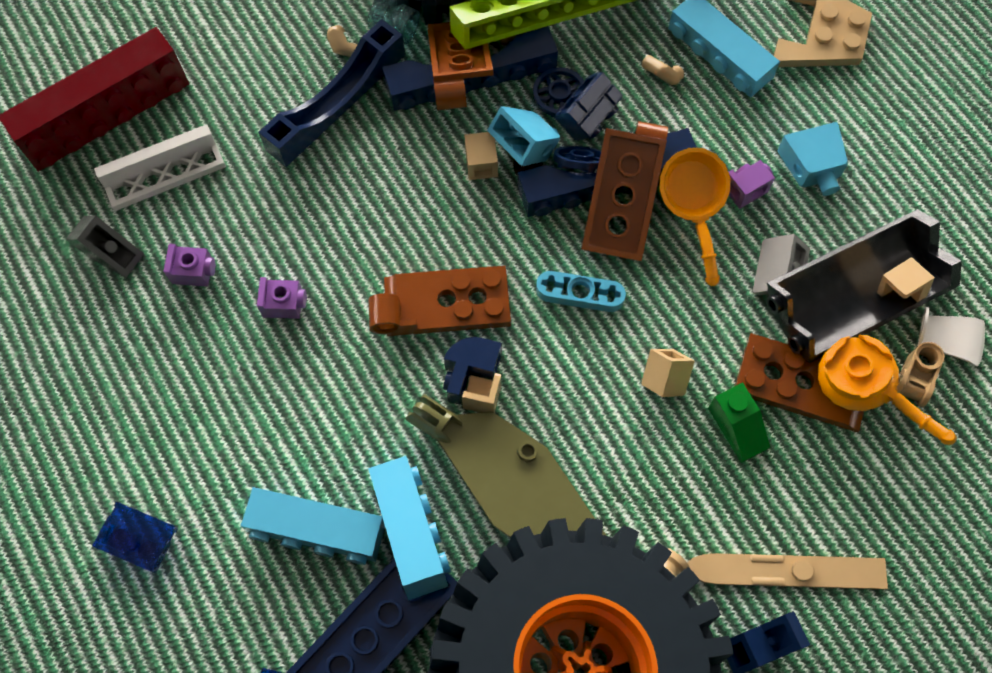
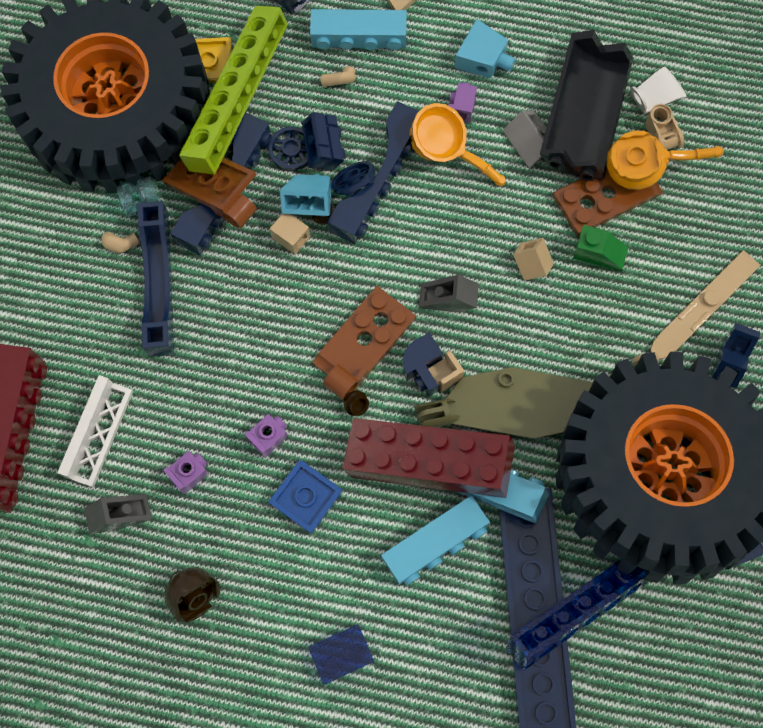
camera: 45 degrees left, 5 degrees up
(80, 362) = (190, 593): none -> dark brown cylinder
(254, 379) = (305, 496): none -> blue plate
(379, 344) = (356, 403): none -> dark brown plate
(381, 448) = (429, 457): none -> dark red brick
(558, 331) = (449, 294): none -> dark grey slope
(573, 280) = (453, 254): medium azure beam -> none
(633, 163) = (390, 154): dark orange hinge -> none
(907, 280) = (609, 81): tan panel -> none

